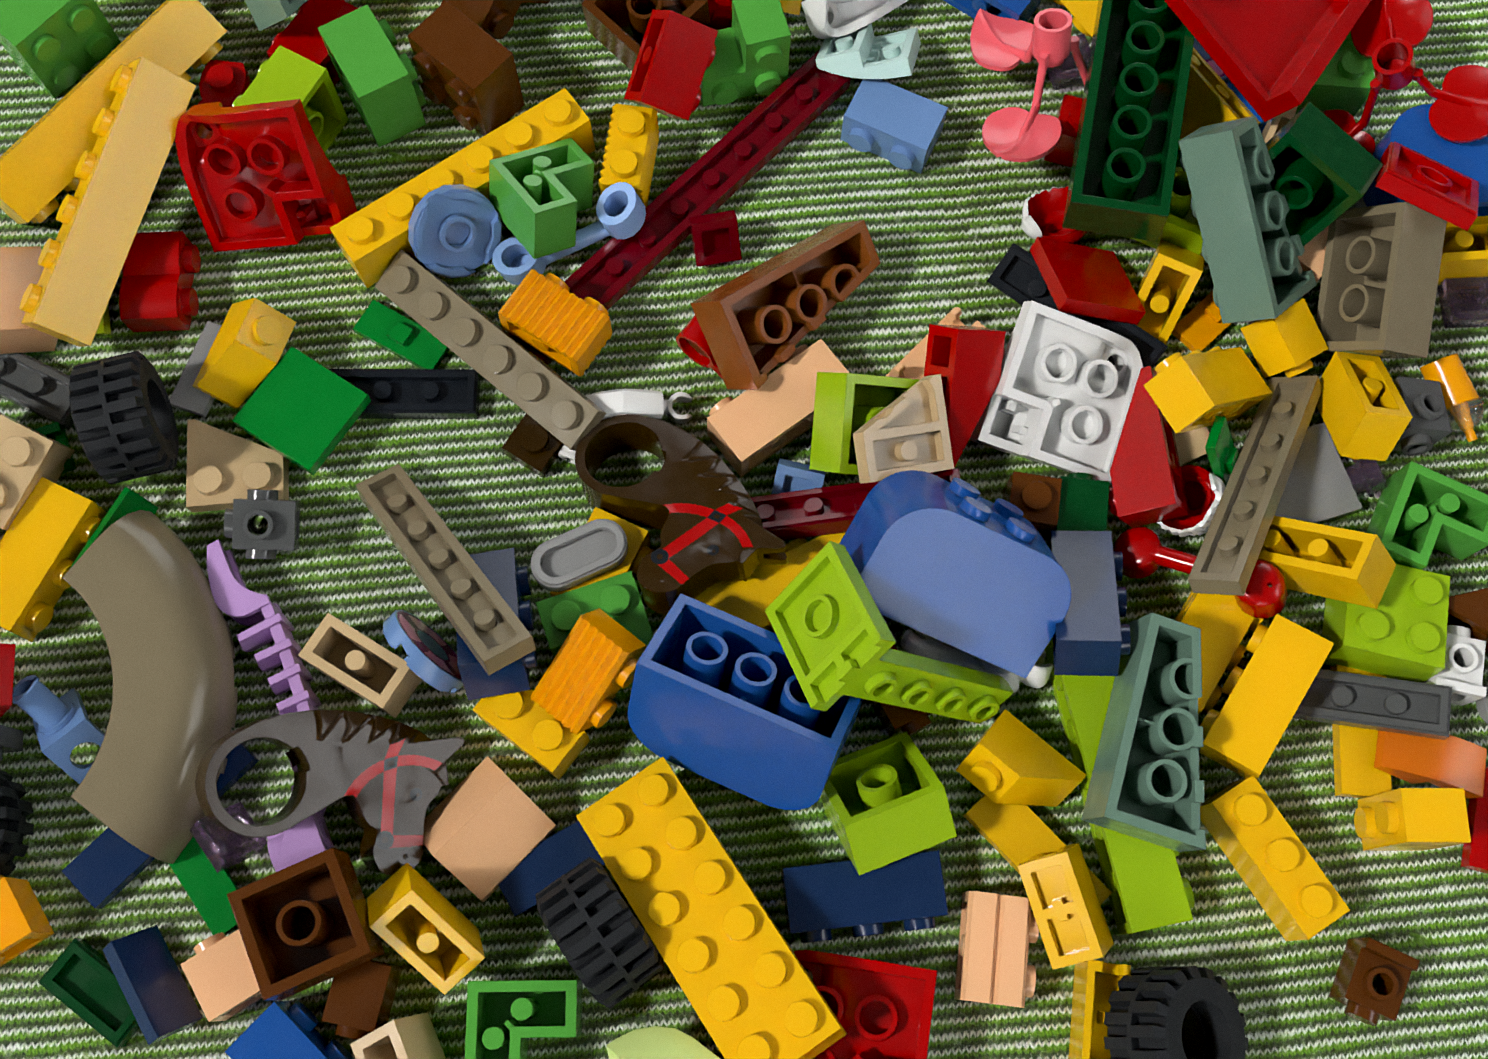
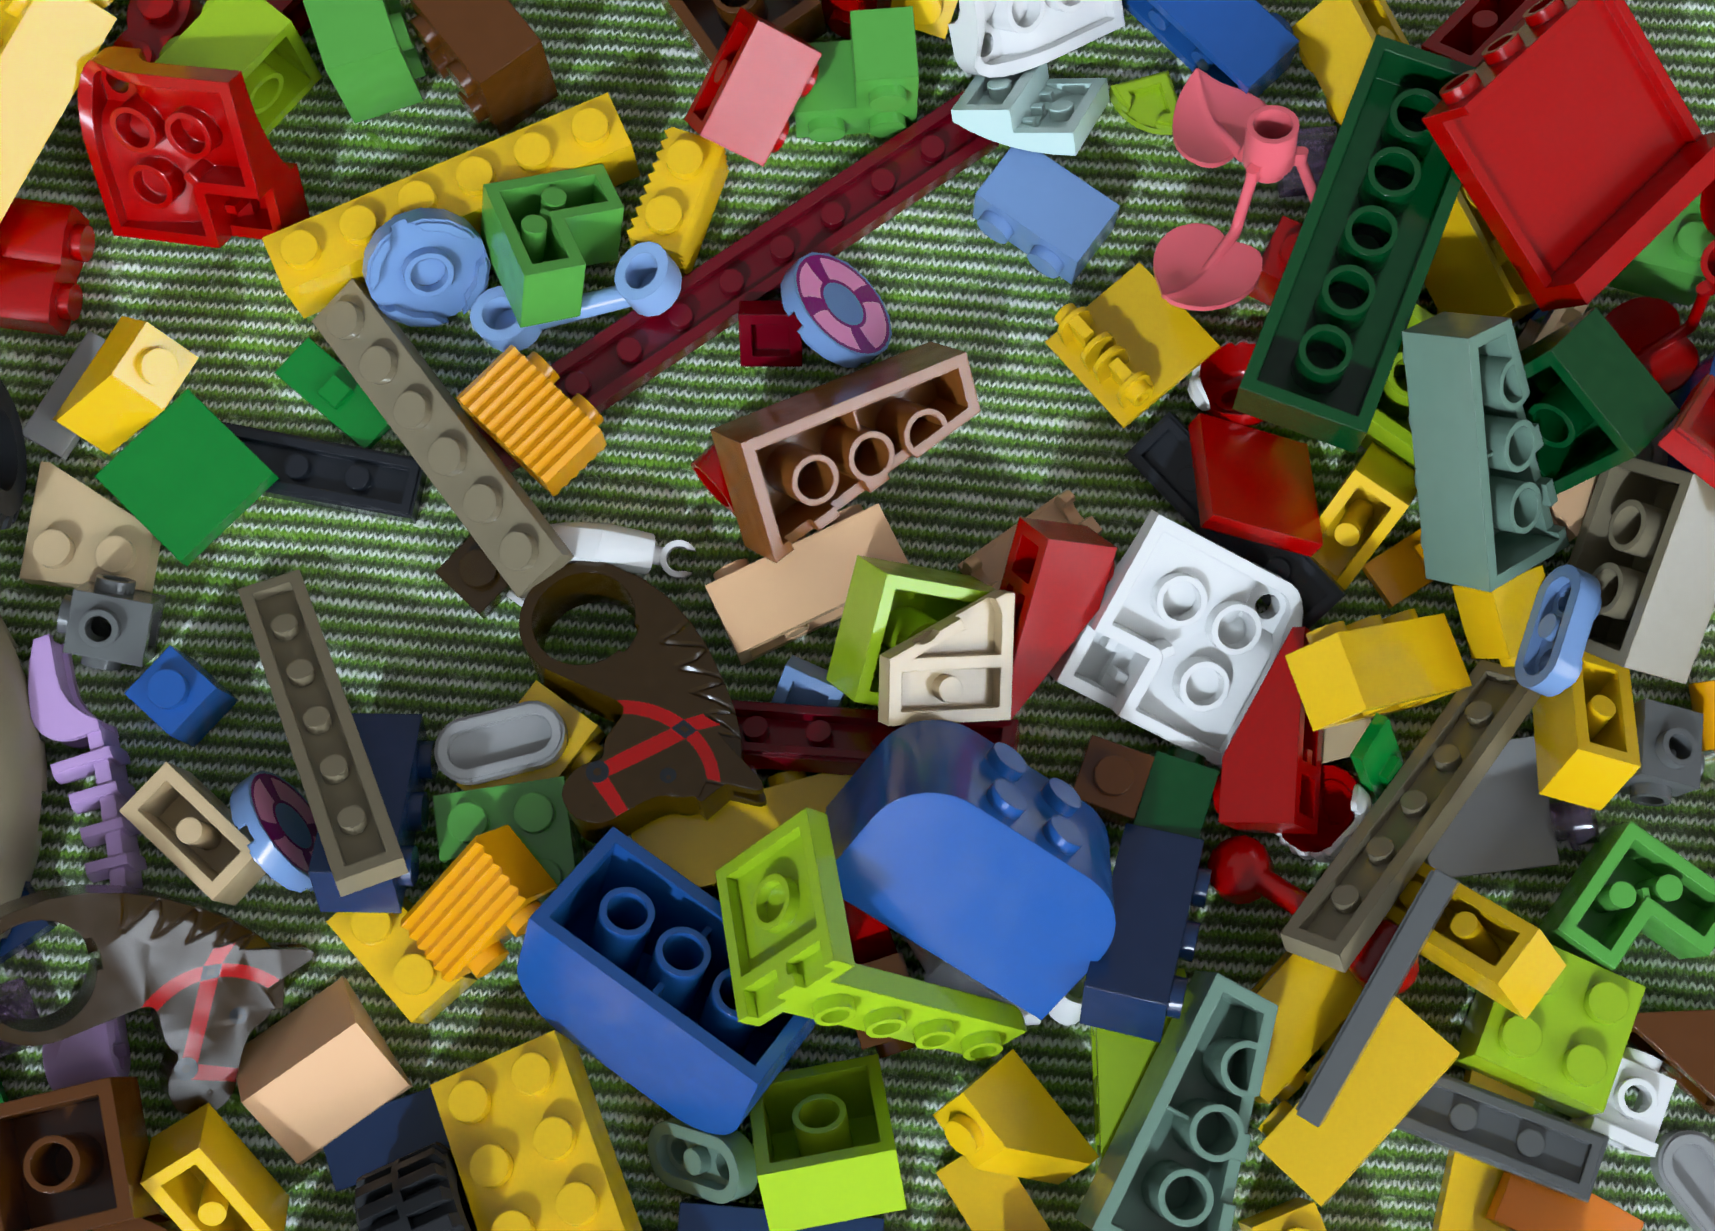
camera: 15 degrees right, 5 degrees up
(327, 568) = (181, 696): none -> blue brick
(762, 212) = (837, 310): none -> tile
(801, 835) = (702, 1162): none -> sand green plate
(947, 43) = (1146, 102): none -> lime tile
(974, 203) = (1130, 344): none -> yellow hinge
(1270, 608) = (1376, 997): none -> dark grey tile
(1328, 338) = (1558, 631): none -> medium blue plate

